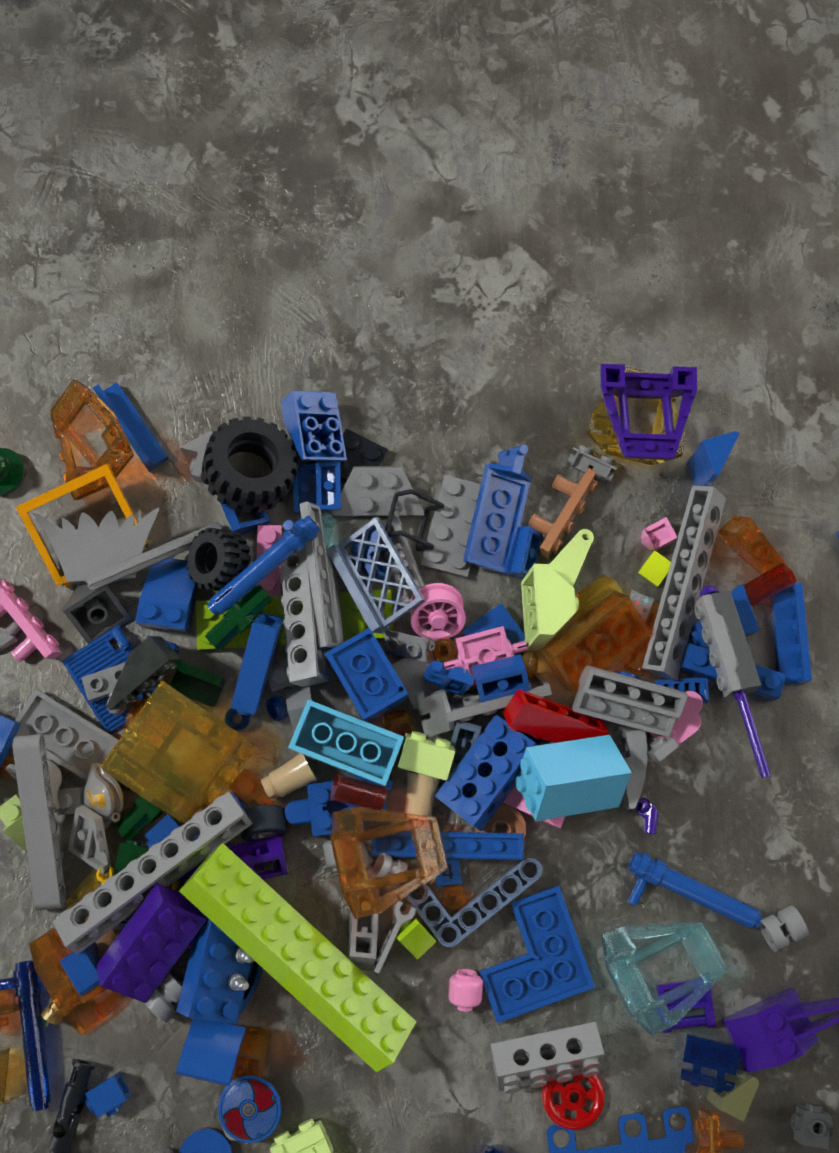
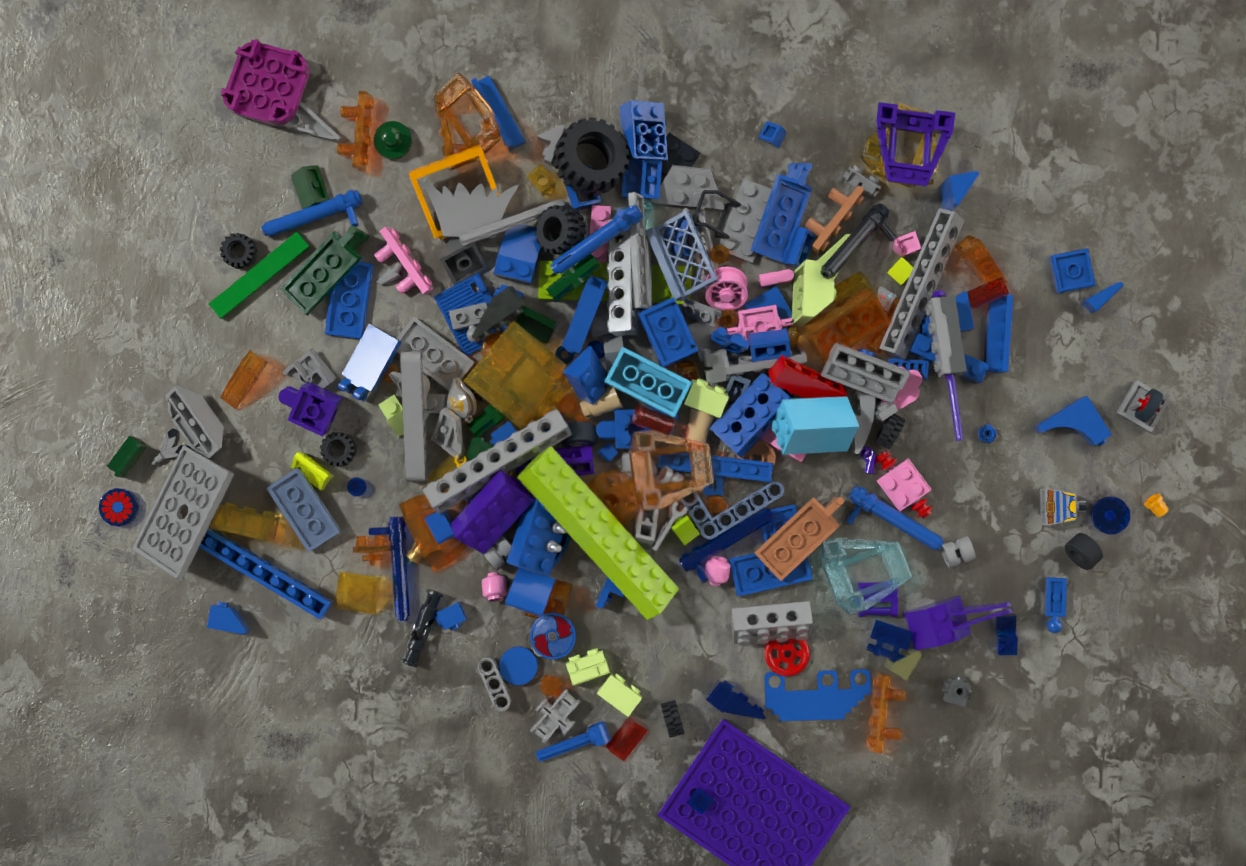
camera: 10 degrees right, 10 degrees up
(164, 1047) = (494, 587): none -> bright pink head
(185, 494) = (540, 172): none -> clear yellow brick
(266, 743) = (587, 376): none -> blue slope
(304, 842) = (607, 452): none -> blue piece
(316, 901) = (615, 495): none -> clear orange piece
(316, 1044) = (604, 597): none -> blue slope
(424, 569) = (719, 253): none -> clear orange plate
(440, 969) = (700, 555): none -> clear blue cylinder
(475, 419) = (772, 134): none -> blue slope
(499, 593) = (776, 278): none -> bright pink bar
(570, 931) = (799, 537): none -> nougat hinge
(610, 511) = (871, 222): none -> black cylinder
(671, 774) = (890, 431): none -> black tyre
(699, 844) = (904, 484): none -> bright pink plate
(791, 769) = (982, 433): none -> blue plate

